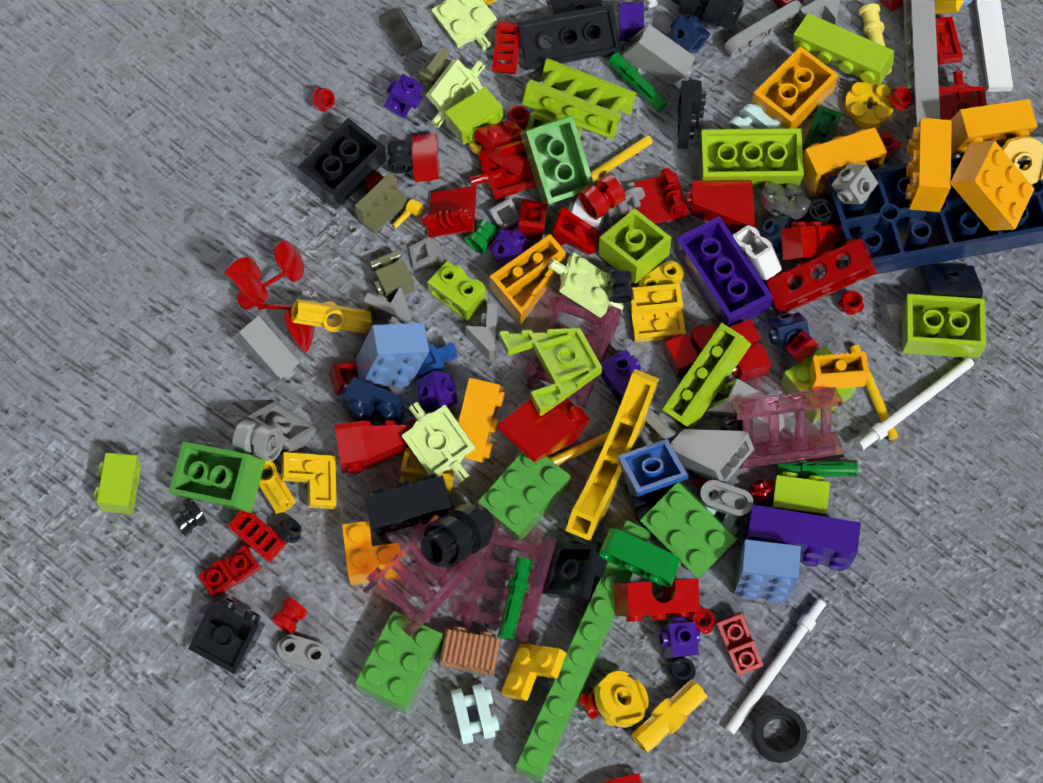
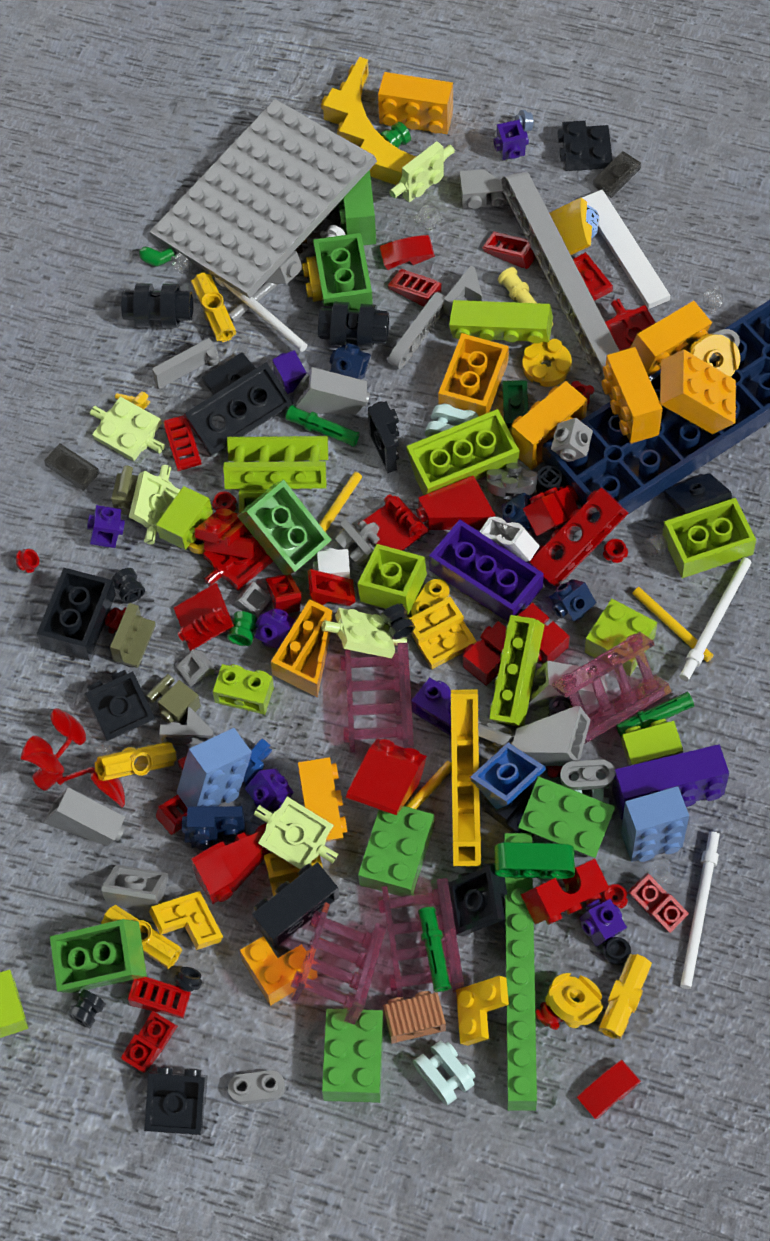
camera: 20 degrees left, 5 degrees down
(258, 440) = (124, 903): light grey wheel -> none
(289, 615) = (226, 1057): red wheel -> none
(341, 260) = (119, 705): none -> black plate
(413, 207) = (164, 627): yellow hand -> none
(425, 157) = (153, 576): red slope -> none
(457, 535) = (356, 912): black piece -> none
(485, 336) = (289, 721): light grey slope -> none
(564, 357) = (377, 708): lime wing -> none
(600, 197) = (342, 544): red wheel -> none
(761, 490) = (613, 754): red plate -> none
(785, 714) = (738, 949): black tyre -> none
(801, 346) = (591, 607): red plate -> none
(839, 370) = (637, 615): light orange brick -> none
(900, 98) = (574, 345): red plate -> none

